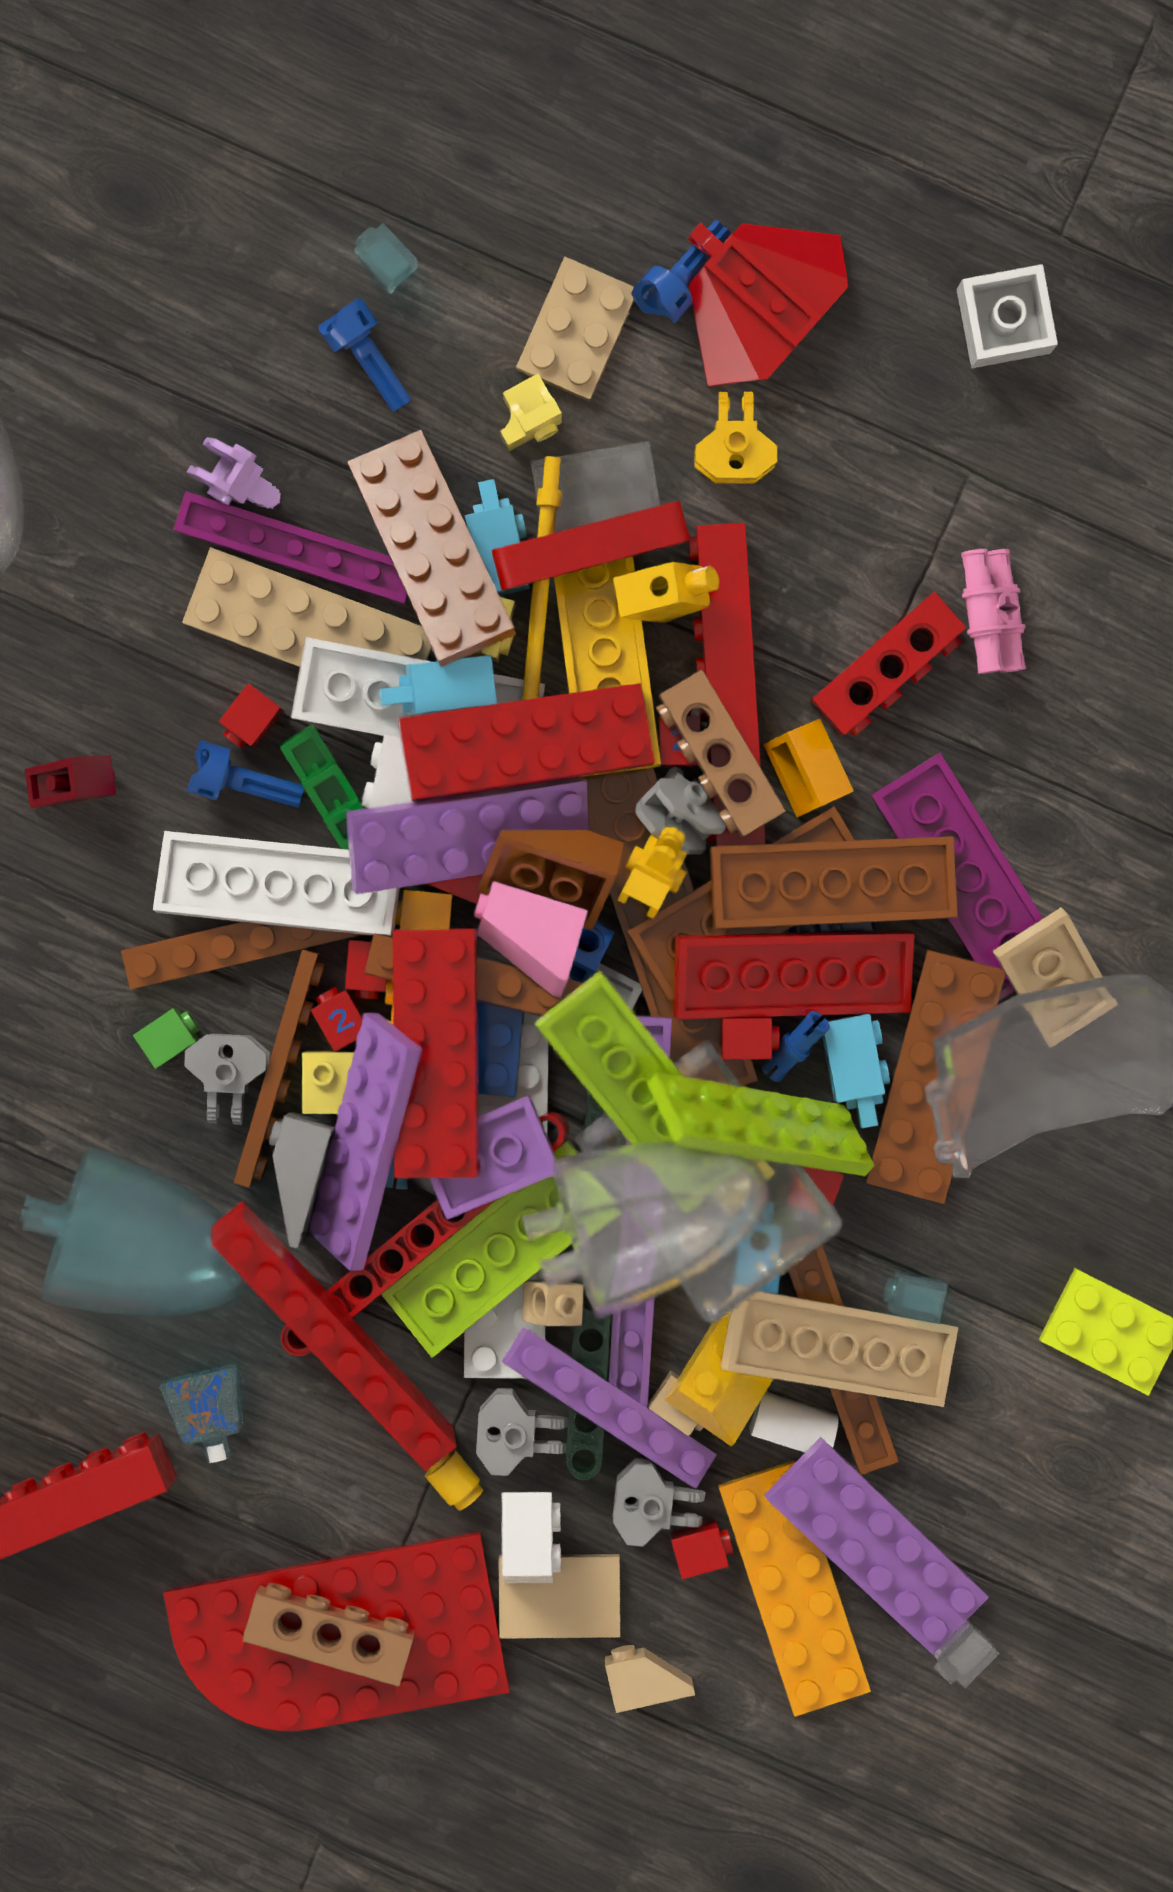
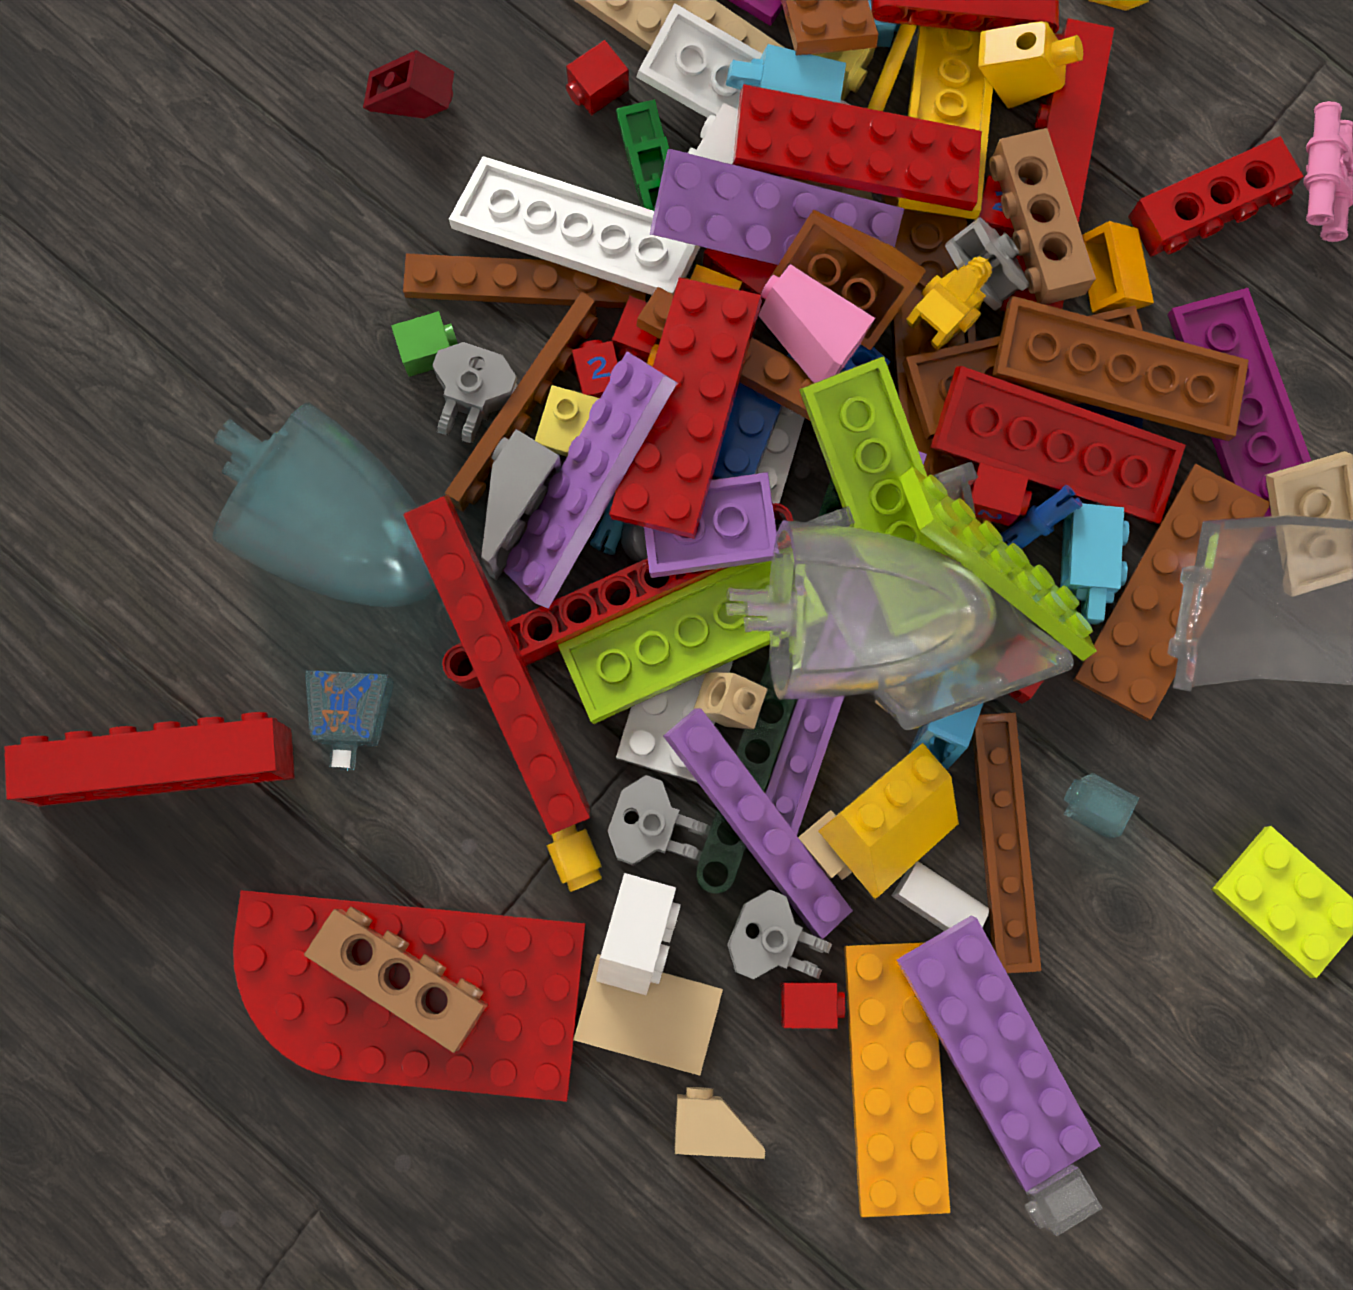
camera: 10 degrees right, 10 degrees down
(216, 773) = (549, 116): blue piece -> none
(840, 1348) = (1013, 826): tan plate -> none

